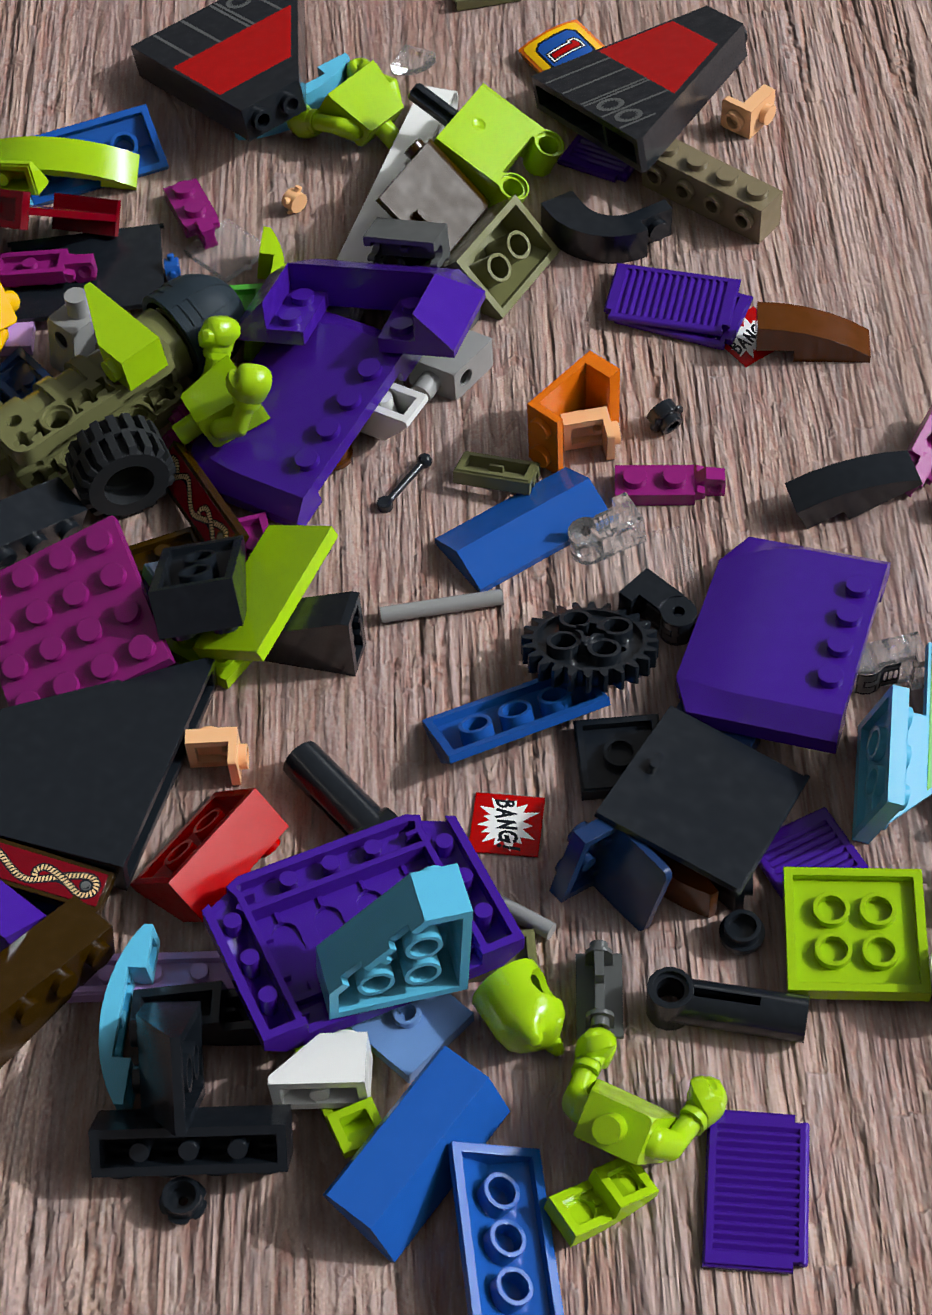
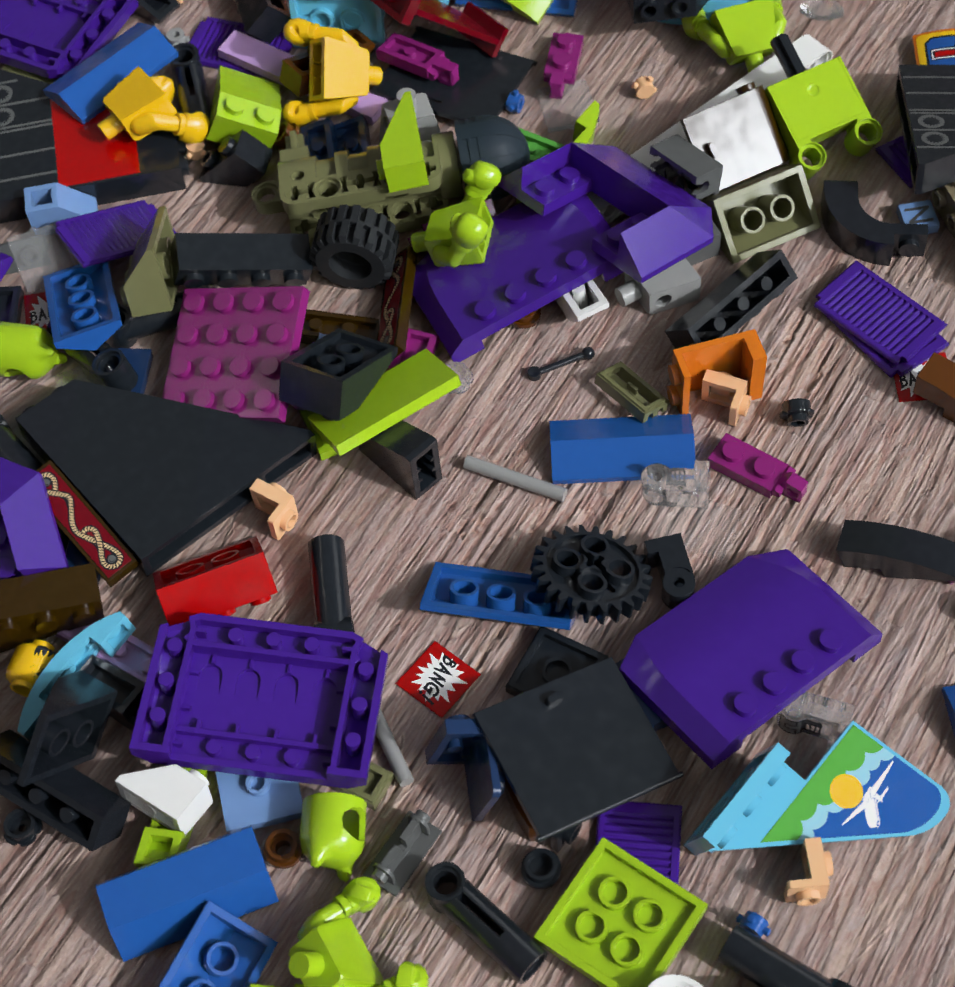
camera: 35 degrees right, 5 degrees up
(72, 1041) = (27, 665): none -> yellow head
(400, 946) = (259, 735): medium azure brick -> none
(484, 1048) = (275, 841): none -> reddish brown plate
(535, 347) = (734, 300): none -> black brick
(639, 197) = (919, 213): none -> medium blue tile

